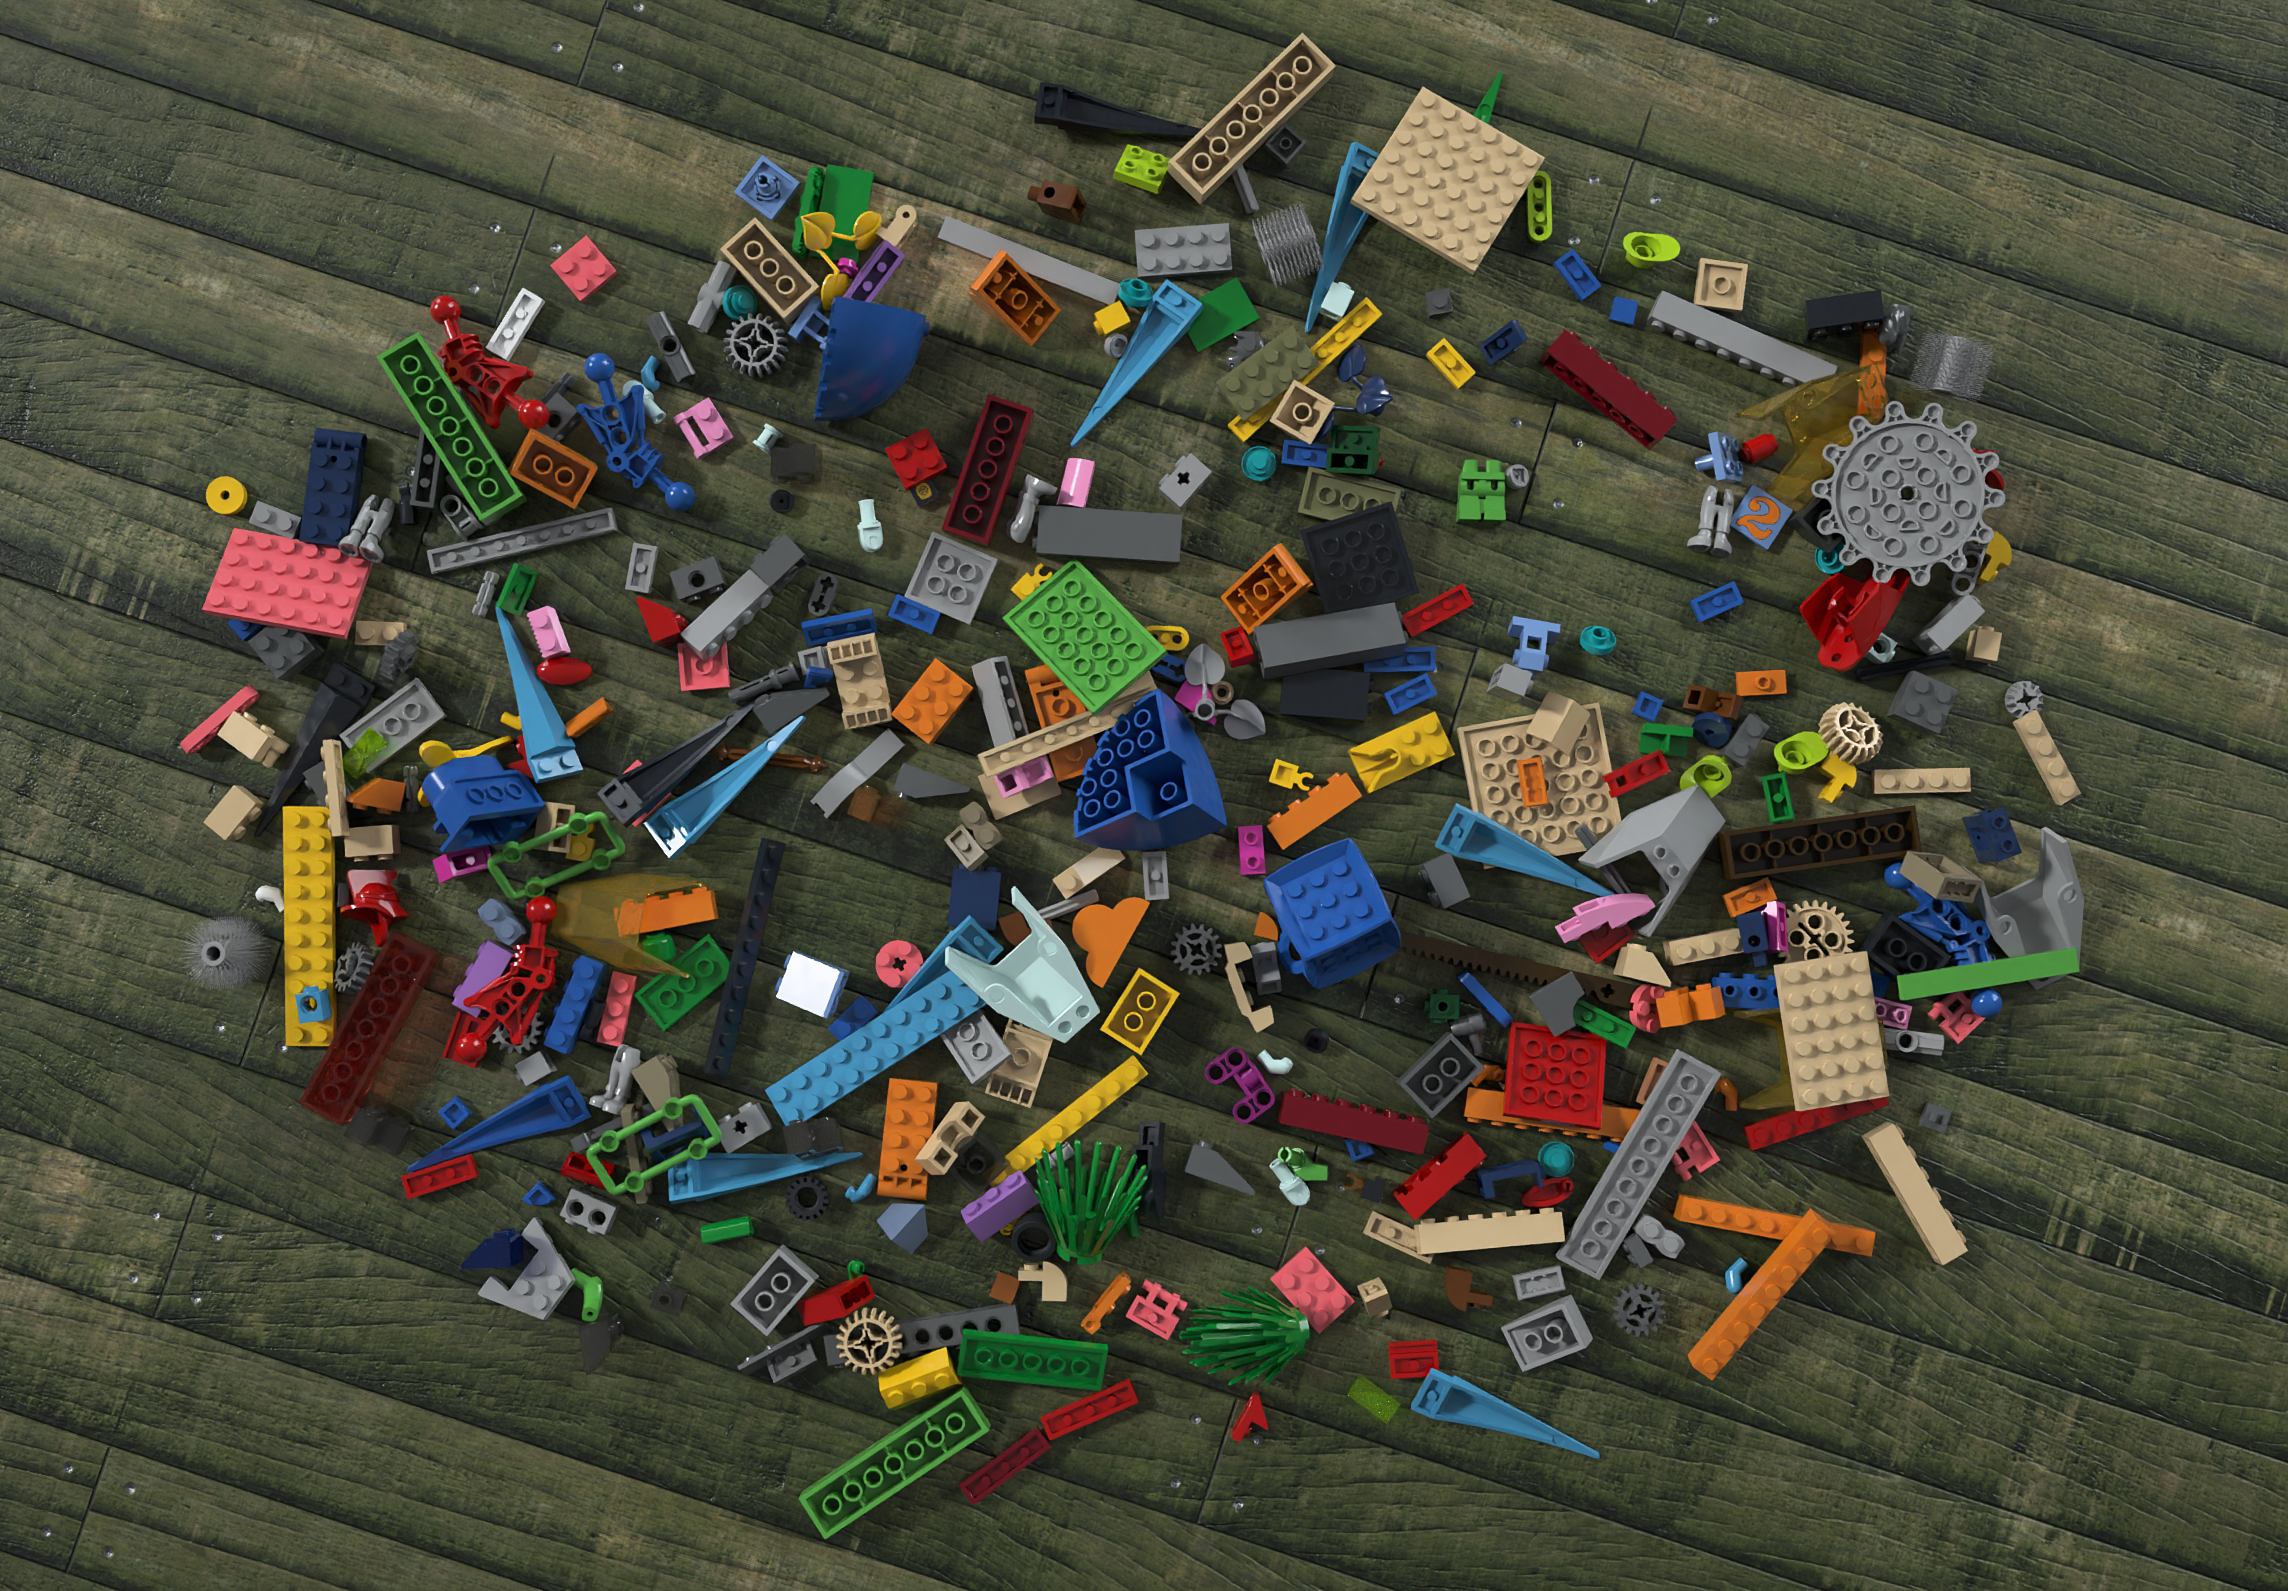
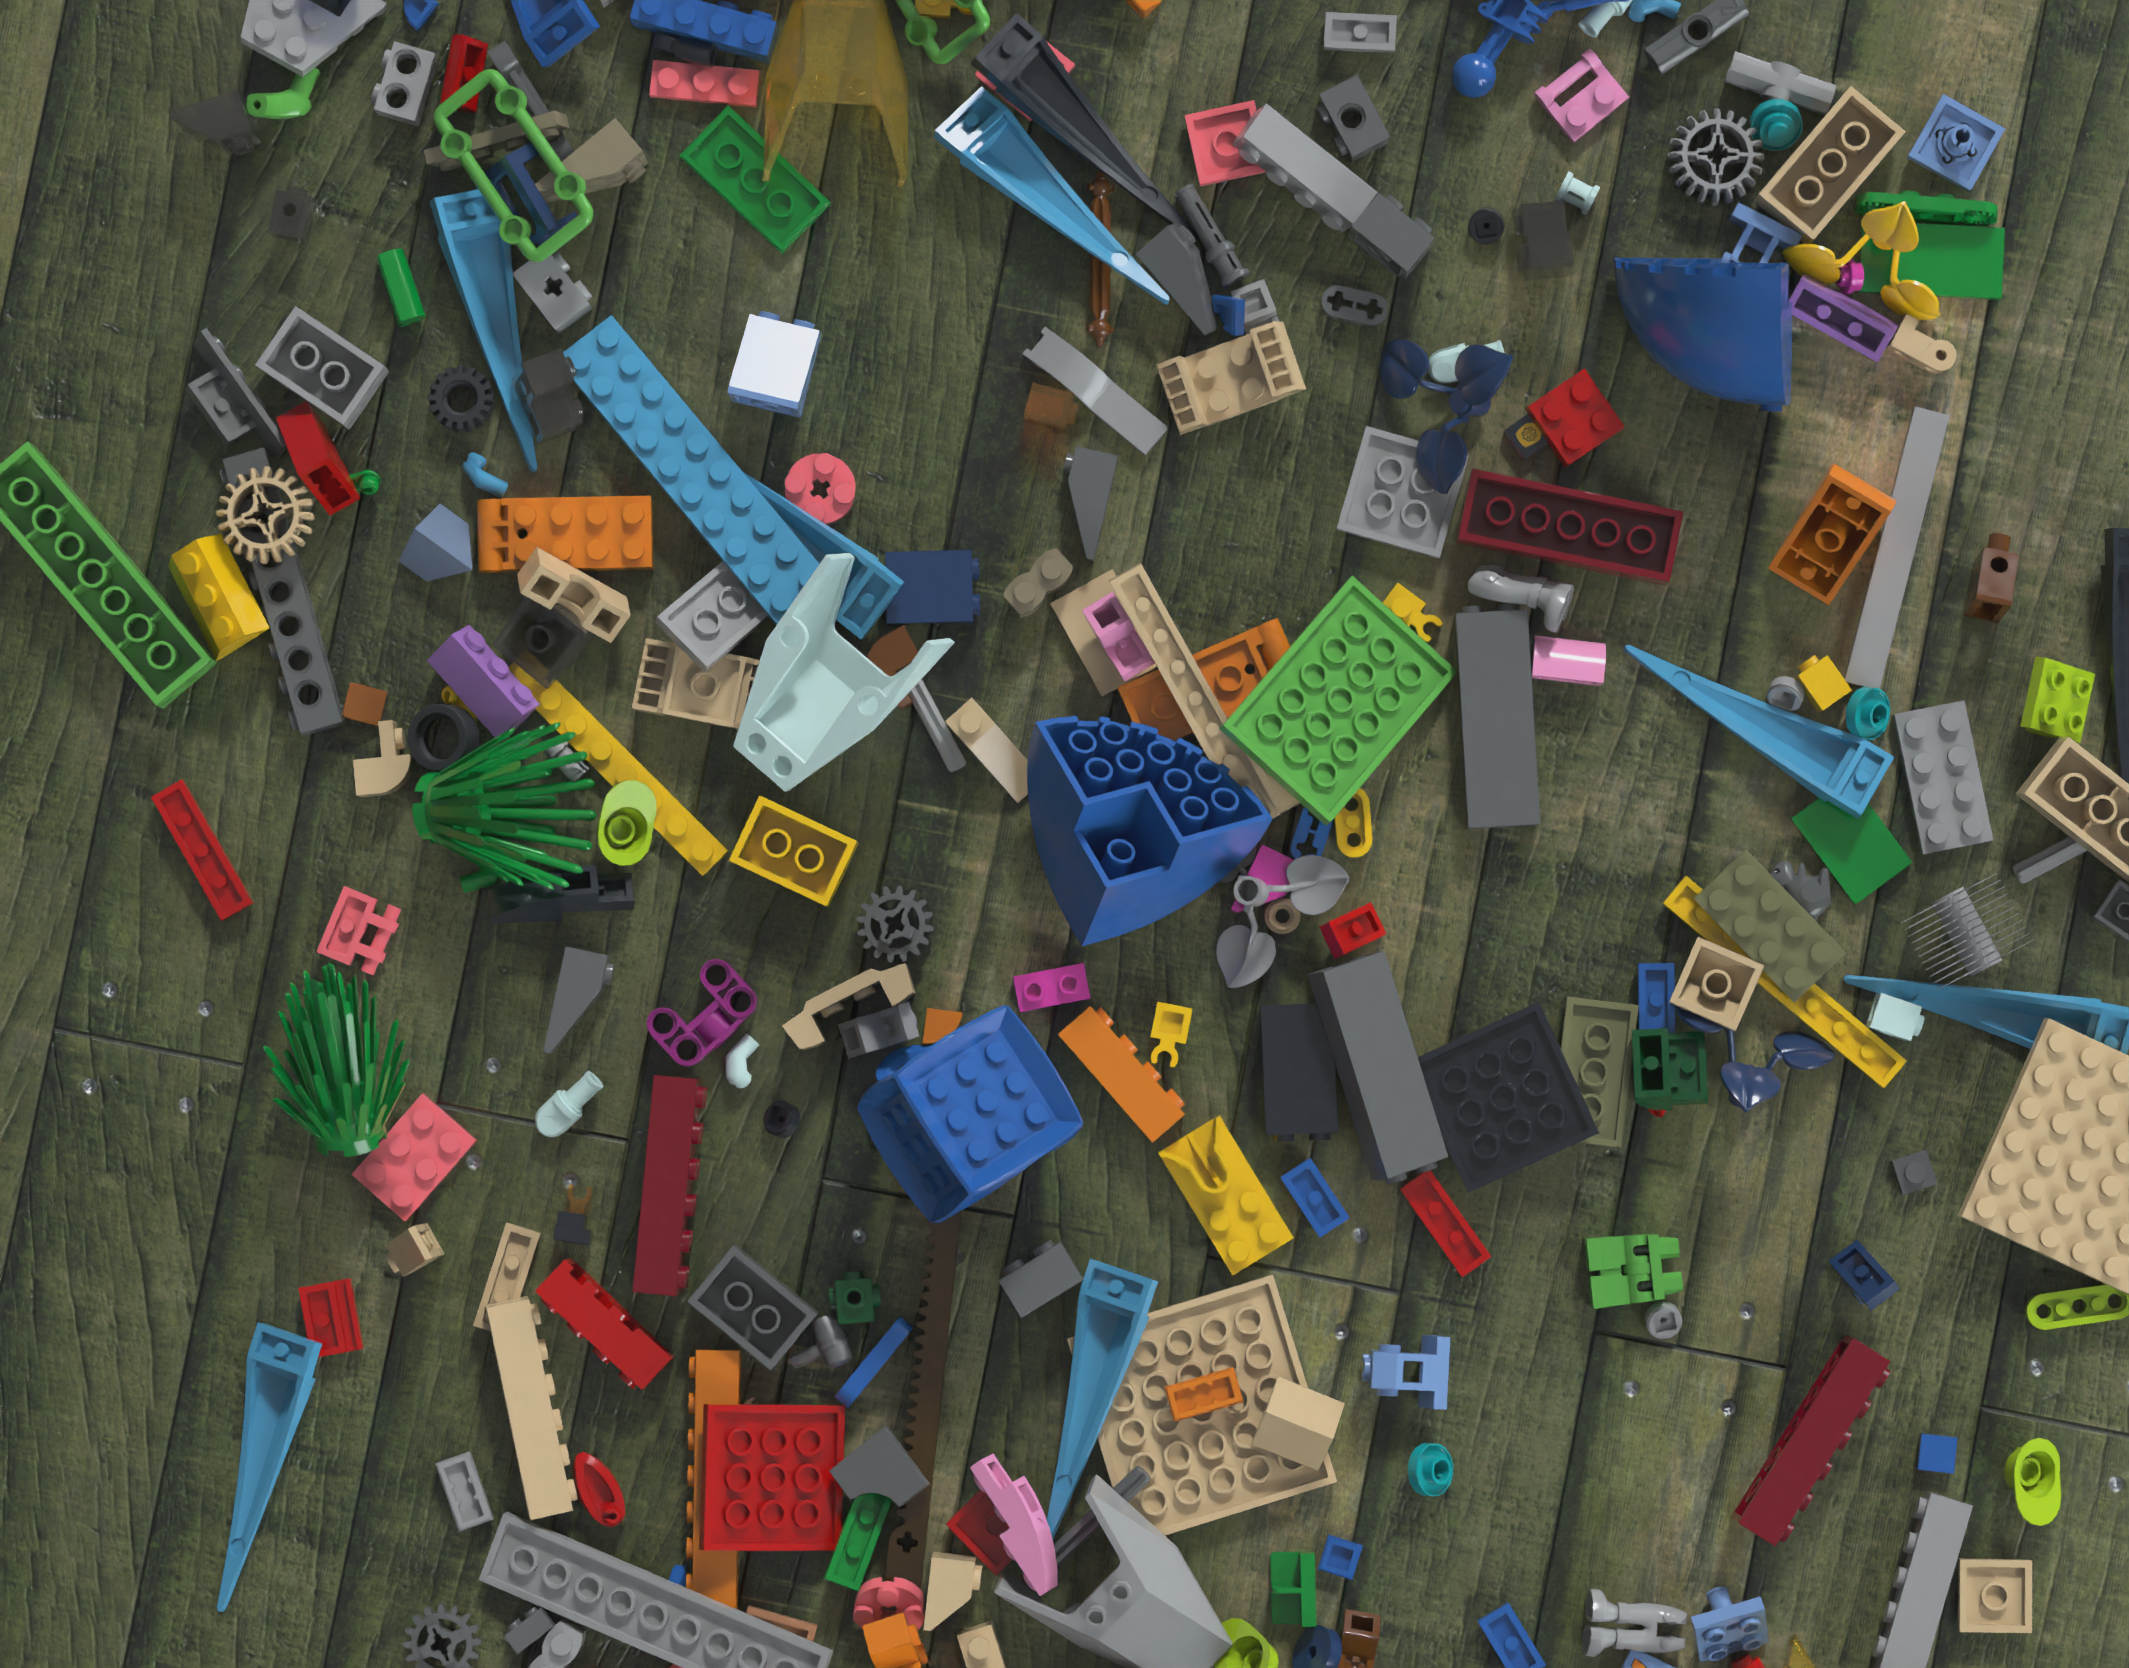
camera: 85 degrees right, 0 degrees up
(620, 1080) = (599, 103): light grey piece -> none
(659, 945) = (804, 133): green head -> none
(662, 623) = (1280, 75): red slope -> none
(679, 910) = (860, 155): orange brick -> none
(744, 957) = (803, 259): black plate -> none
(839, 627) = (1308, 336): blue plate -> none
(853, 1018) = (732, 431): blue plate -> none
(881, 513) = (1480, 374): none -> dark blue plant
(914, 614) = (1341, 445): blue plate -> none
(933, 702) = (1213, 488): orange brick -> none
(966, 848) = (1003, 565): dark tan plate -> none
(1000, 700) = (1227, 588): light grey brick -> none
(1005, 1465) = (106, 736): dark red plate -> none
(1032, 1359) = (265, 756): green plate -> none
(1105, 1303) = (358, 855): orange hinge -> none
(1106, 933) = (900, 787): orange brick -> none
(1107, 1120) = (626, 822): none -> lime piece
(1155, 875) = (997, 850): light grey plate -> none
(1181, 494) = (1600, 840): light grey brick -> none
(1252, 1412) = (226, 1090): red slope -> none
(1258, 464) = (1632, 929): teal plate -> none
(1267, 588) = (1444, 964): orange brick -> none
(1302, 1164) = (596, 1121): bright green arm -> none
(1358, 1149) = (628, 1201): blue tile -> none
(1373, 1398) = (265, 1266): clear neon green plate -> none
(1414, 660) = (1365, 1195): blue plate -> none
(1450, 363) = (1822, 1200): yellow plate -> none
(1457, 1289) = (441, 1371): reddish brown brick -> none
(1486, 1175) = (624, 1424): dark blue panel -> none
(1490, 1072) = (764, 1379): orange arm -> none
(1510, 683) = (1346, 1342): light grey brick -> none
(1547, 1333) = (391, 1512): light grey slope -> none
(1556, 1158) = (649, 1495): teal plate -> none
(1577, 275) = (1982, 1376): blue plate -> none
(1636, 773) = (1237, 1550): red plate -> none

